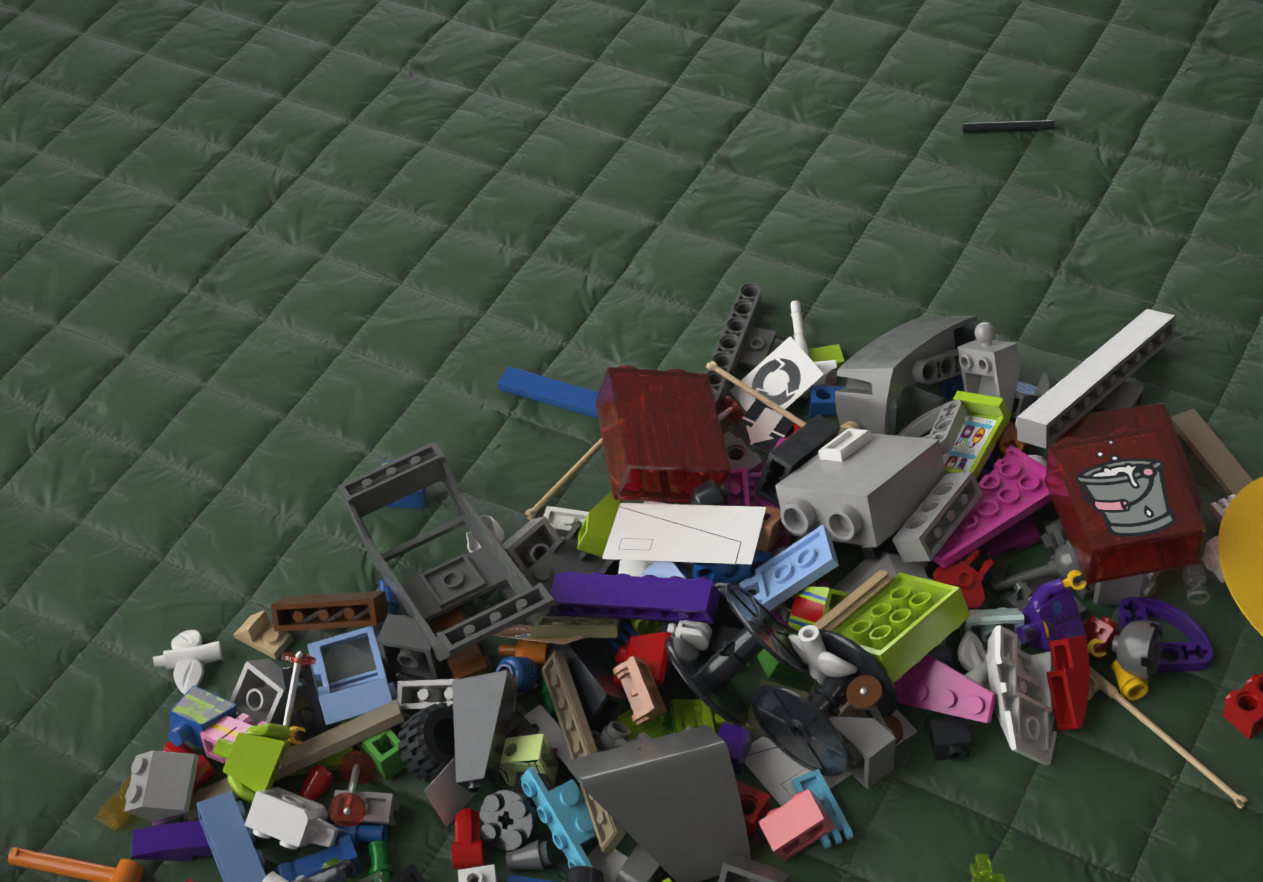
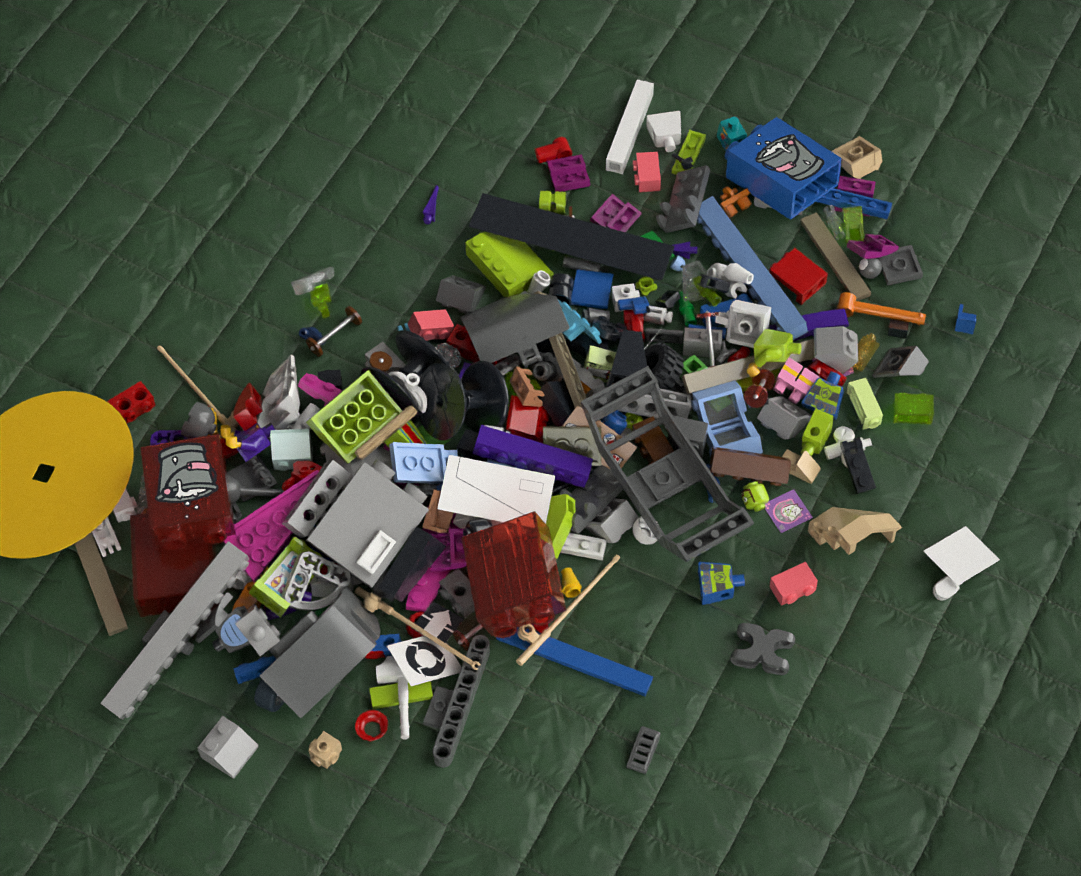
camera: 175 degrees right, 10 degrees up
(58, 841) = (898, 328): none -> black slope
(77, 774) = (901, 362): none -> dark grey slope
(78, 711) = (913, 408): none -> clear neon green brick
(82, 520) = (961, 555): none -> white sticker
(114, 486) = (945, 588): none -> white arm
(145, 716) = (865, 403): none -> yellowish green window
(181, 623) = (857, 466): none -> black plate
(208, 528) = (849, 526): none -> tan panel
(223, 662) = (817, 432): none -> lime torso
(293, 579) = (787, 511): none -> sticker
(303, 477) = (793, 584): none -> coral brick
(331, 581) = (755, 496): none -> lime head
(335, 784) = (724, 354): none -> dark grey bar
(359, 413) = (762, 648): none -> dark grey piece
(422, 828) = (665, 336): none -> dark grey slope
(429, 858) = (658, 315): none -> white arm
(455, 853) = (638, 304): none -> blue piece
(505, 321) = (644, 733): none -> dark grey slope
(592, 478) = (570, 584): none -> yellow cone
(770, 778) = (450, 353): none -> clear head
(840, 318) = (371, 716): none -> red piece
(889, 293) = (324, 750): none -> tan brick
(983, 796) = (352, 316): none -> reddish brown axle
(993, 829) = (311, 332): none -> dark blue arm
(1010, 298) = (227, 747): none -> light grey slope

